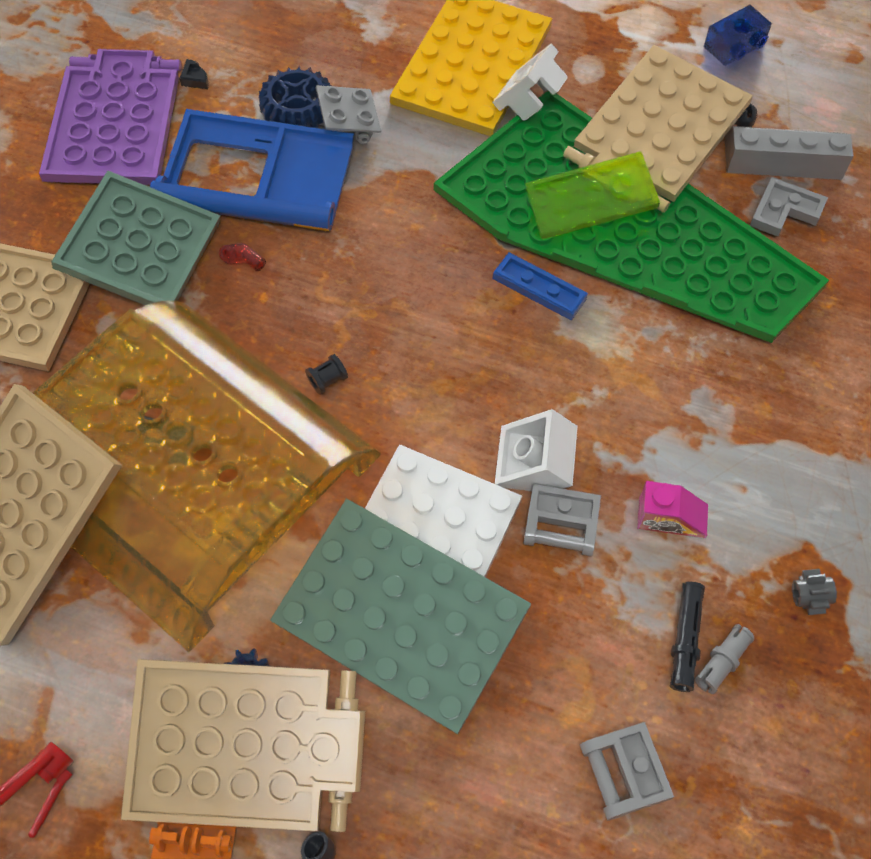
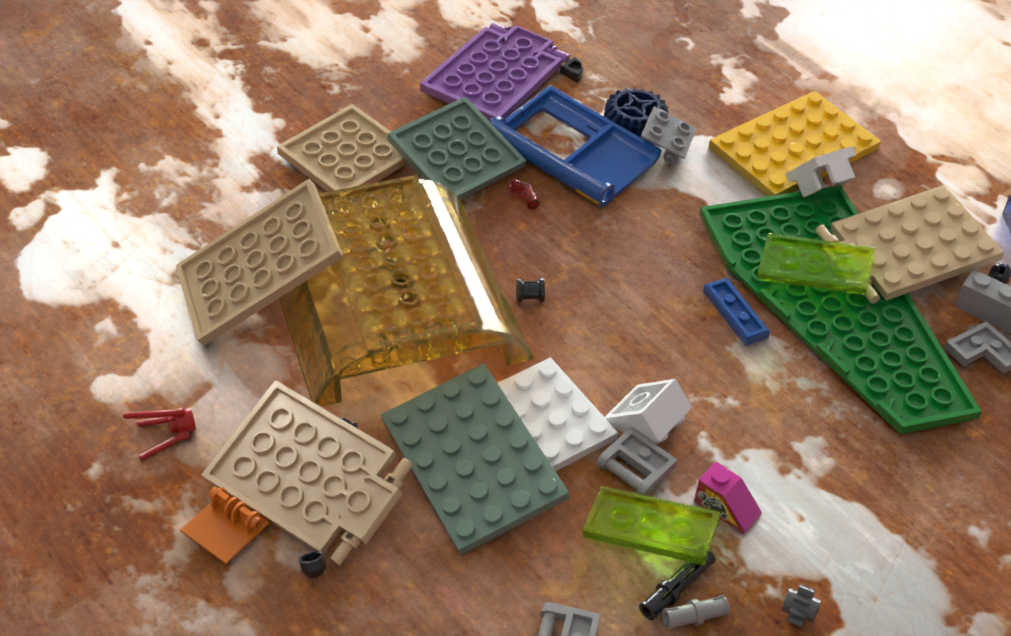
camera: 30 degrees right, 15 degrees down
(624, 585) = (652, 525): none -> clear neon green tile

